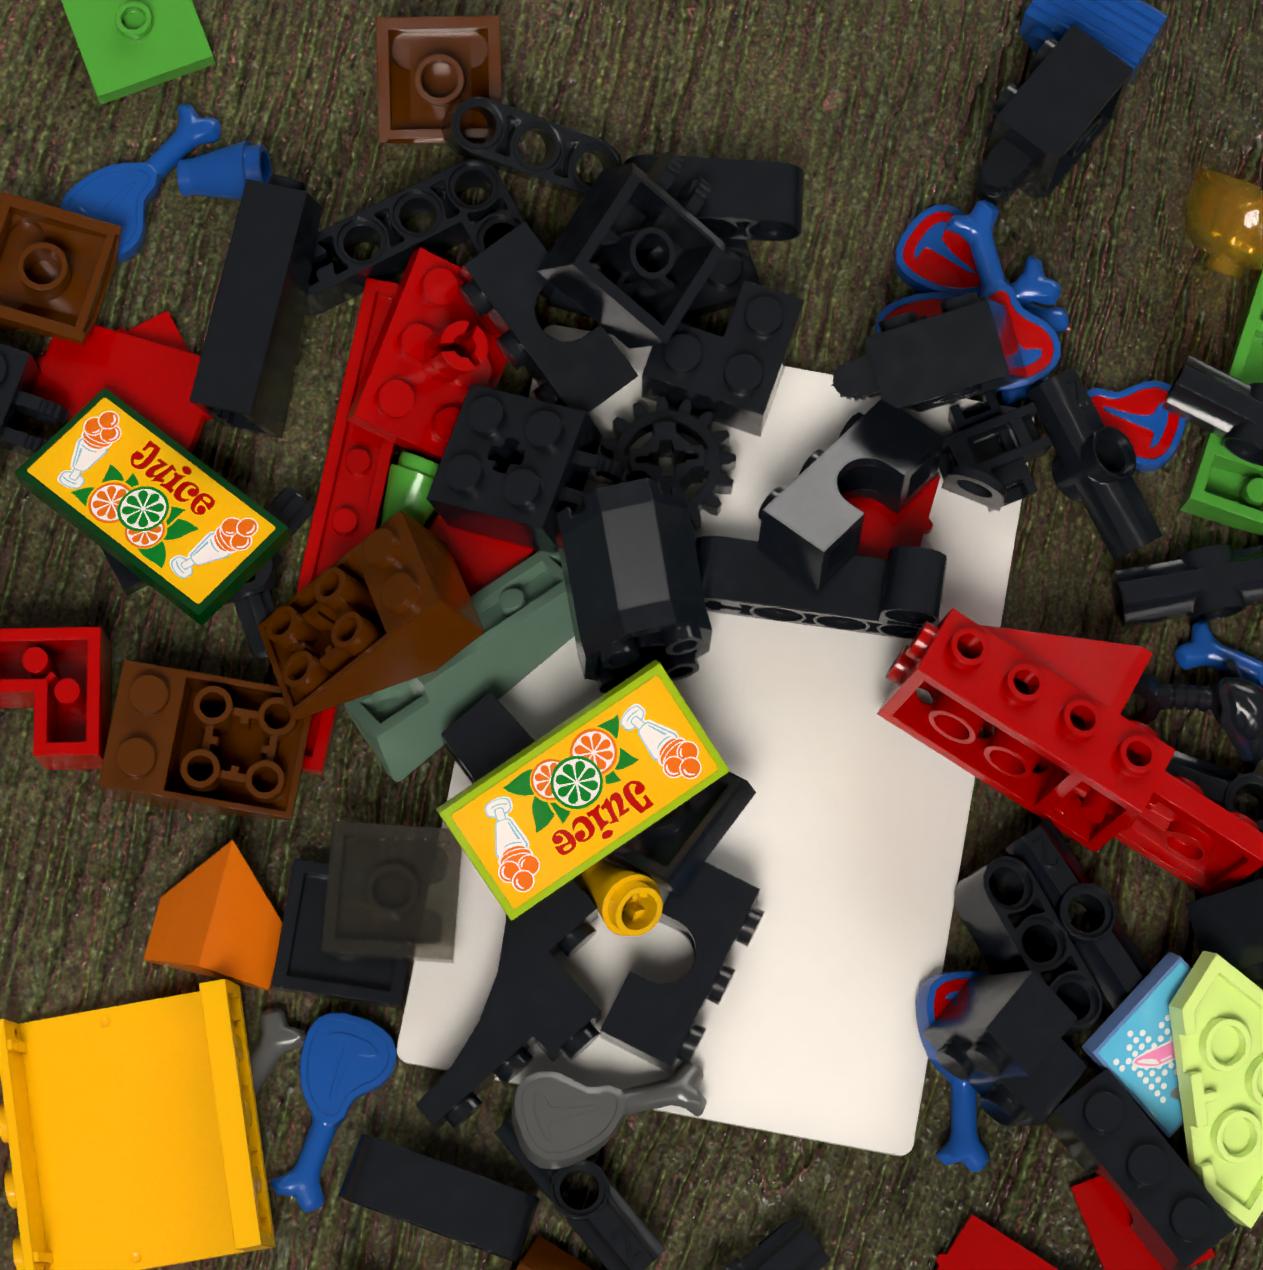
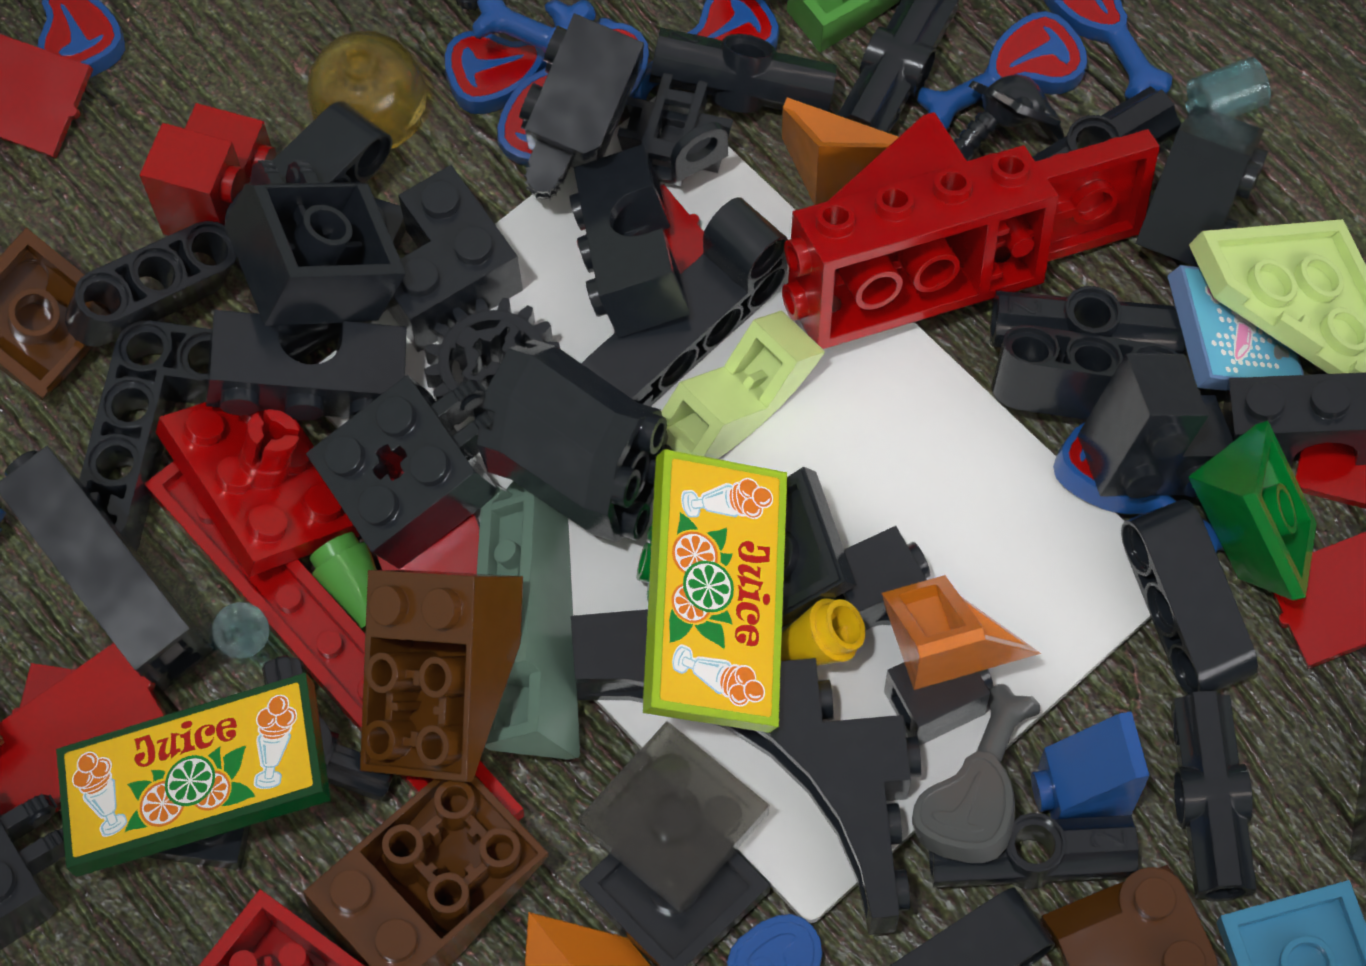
camera: 50 degrees left, 10 degrees down
(299, 446) = (238, 631): none -> clear light blue piece
(666, 110) = (202, 167): none -> red brick
(670, 1191) = (1092, 772): none -> blue slope
(694, 996) = (947, 635): none -> orange slope
(789, 680) = (729, 403): none -> yellowish green brick
(848, 174) = (373, 77): none -> clear yellow cylinder
(888, 1169) = (1189, 598): none -> black beam
(1011, 1177) = (1259, 512): none -> green slope
(1079, 591) = (828, 147): none -> orange slope

